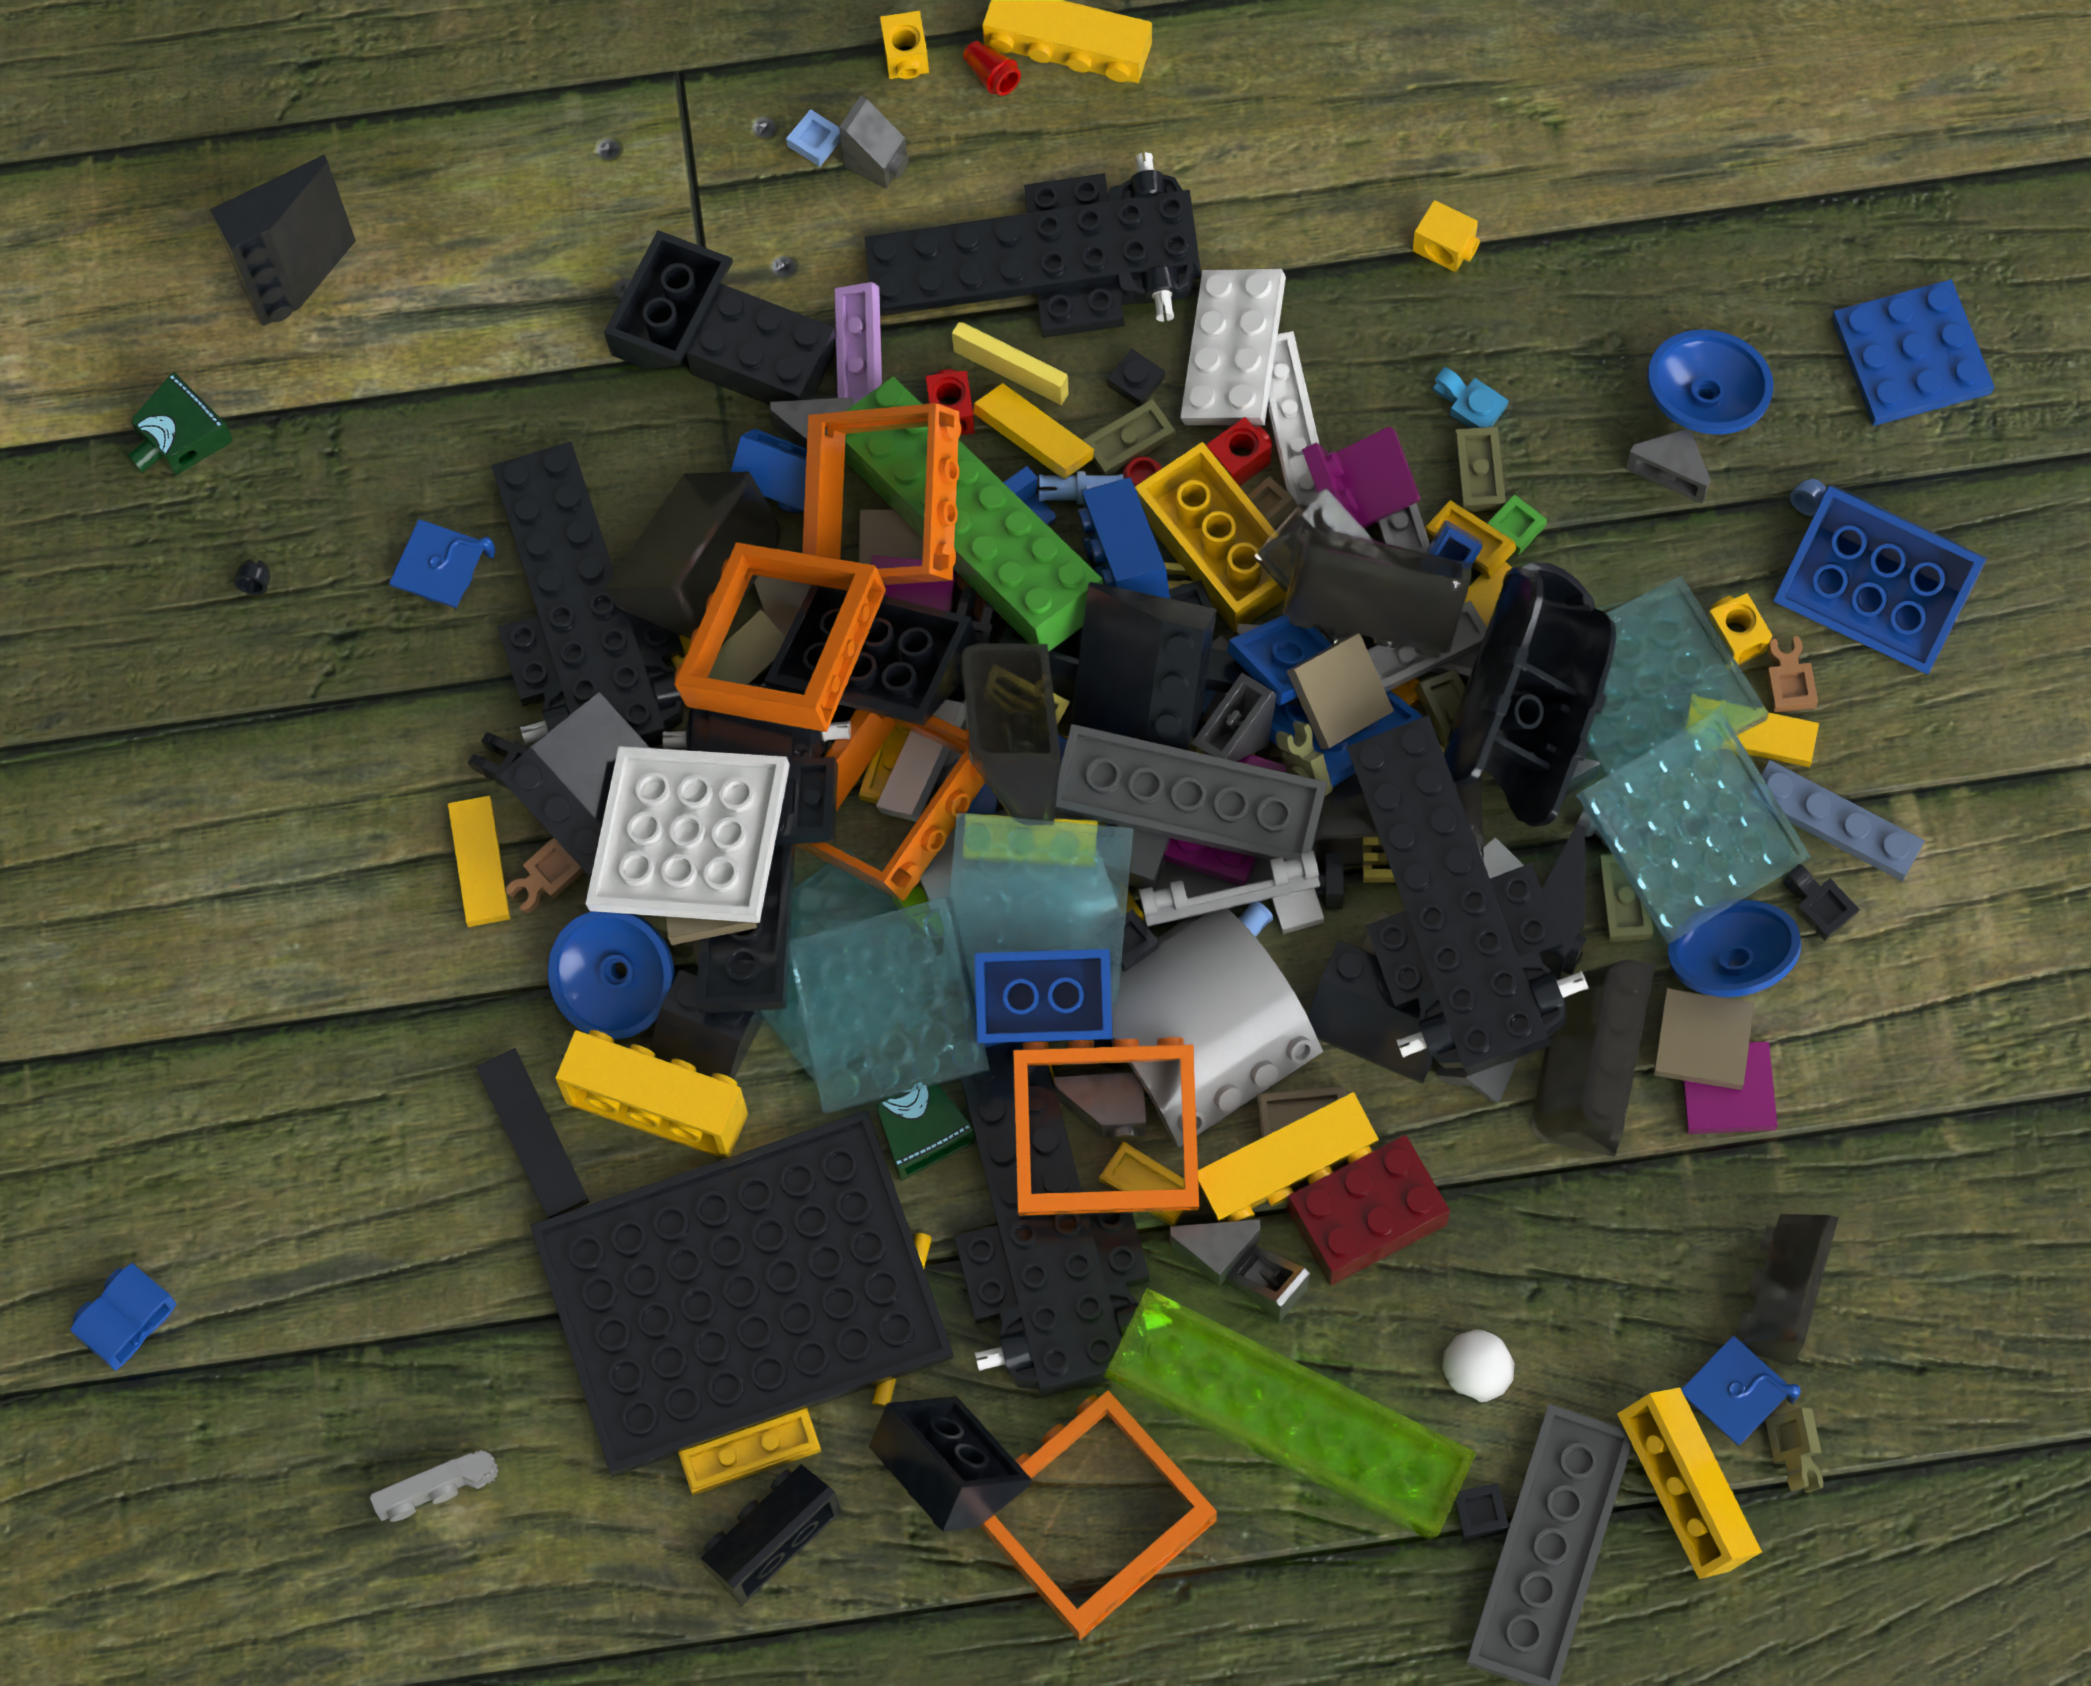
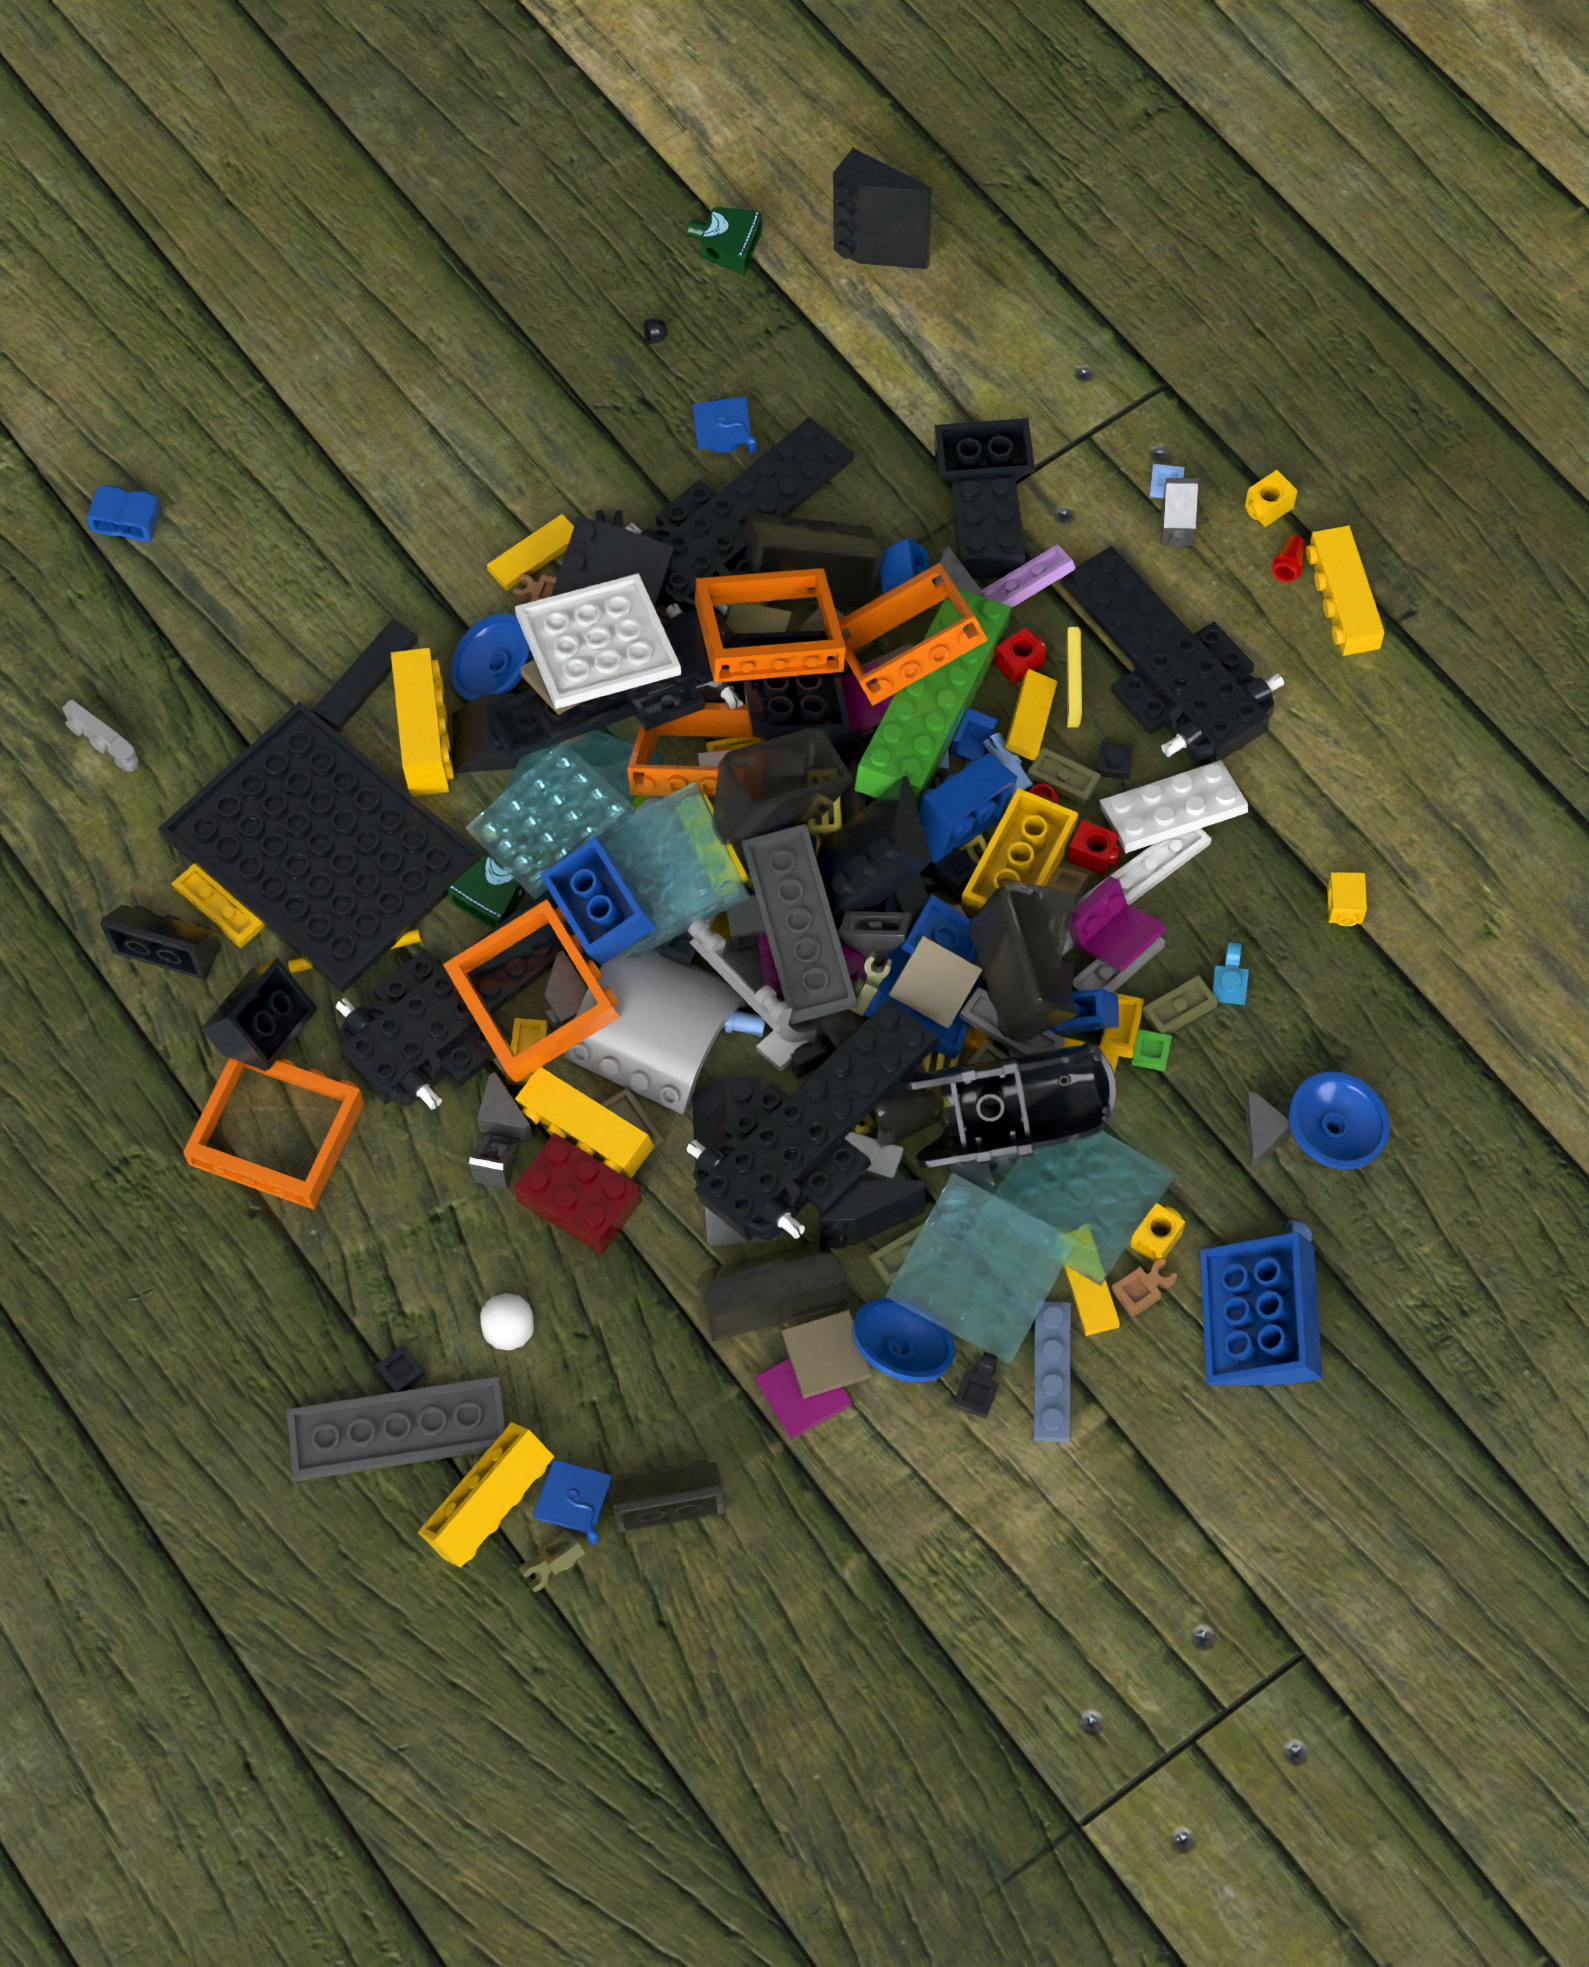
camera: 60 degrees right, 5 degrees down
(1290, 1414) = (395, 1207): clear neon green brick -> none
(1912, 352) = (1461, 1255): blue plate -> none

